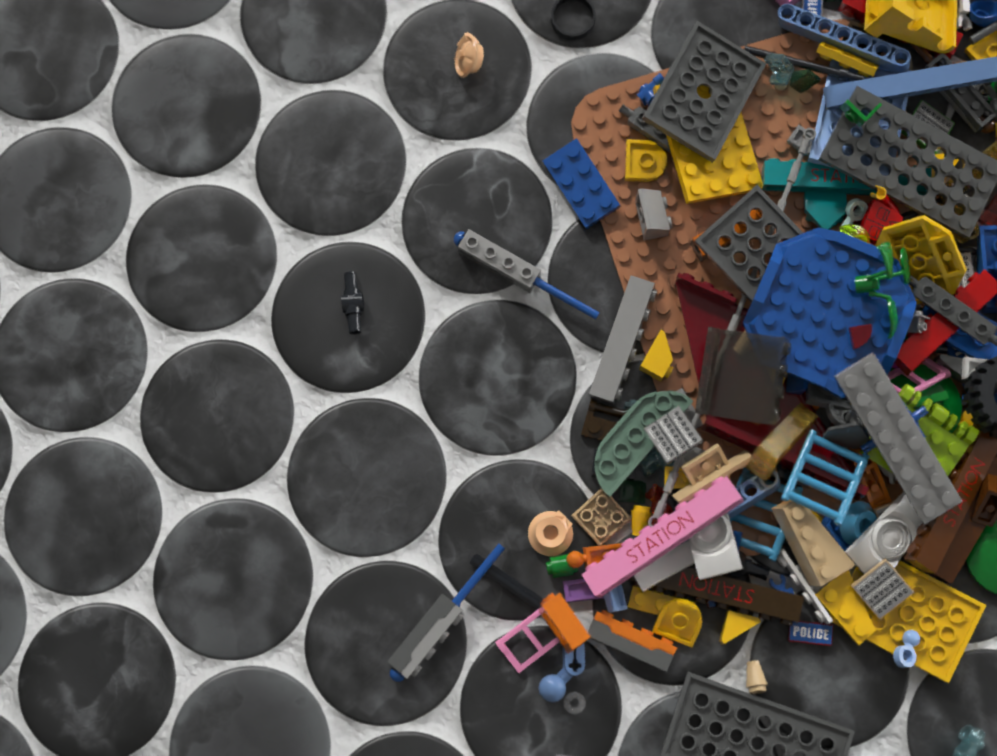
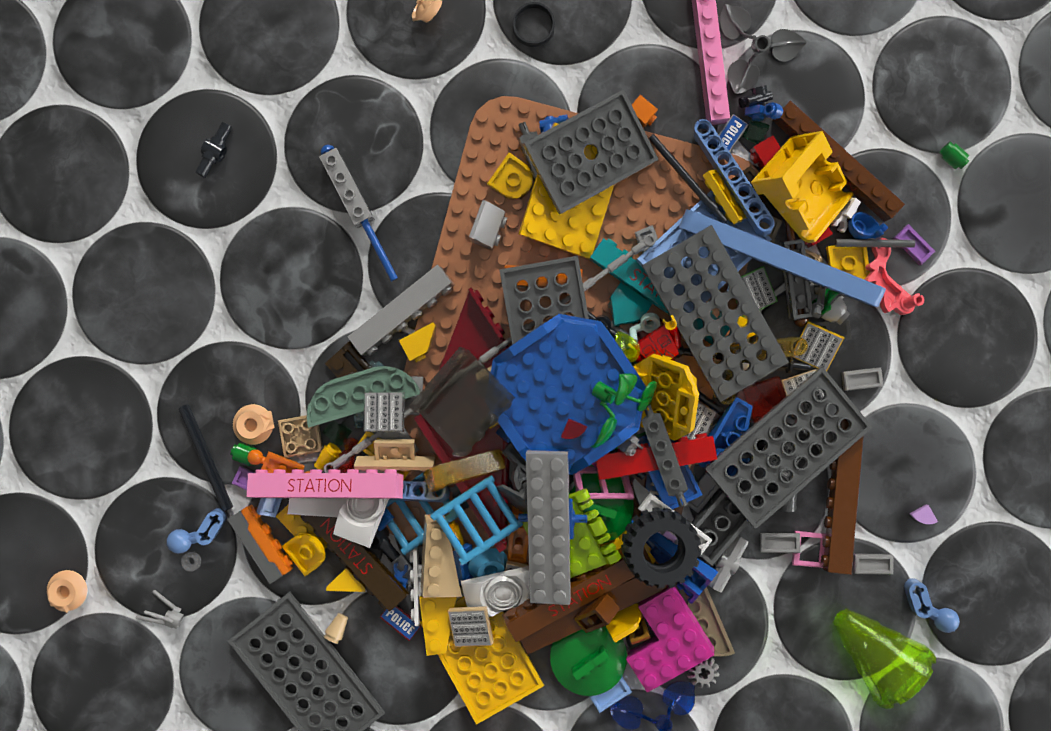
camera: 30 degrees right, 10 degrees up
(434, 626) = (120, 439): piece -> none
(523, 626) = (163, 483): bright pink window -> none
(563, 622) = (208, 502): orange window -> none
(581, 183) = (451, 165): blue plate -> none
(724, 28) = (645, 111): none -> orange brick
(781, 69) = (668, 171): clear light blue bracket -> none
(803, 80) = (679, 191): clear green slope -> none
(855, 115) = (689, 248): green bracket -> none
(905, 655) = (469, 675): light blue plate -> none

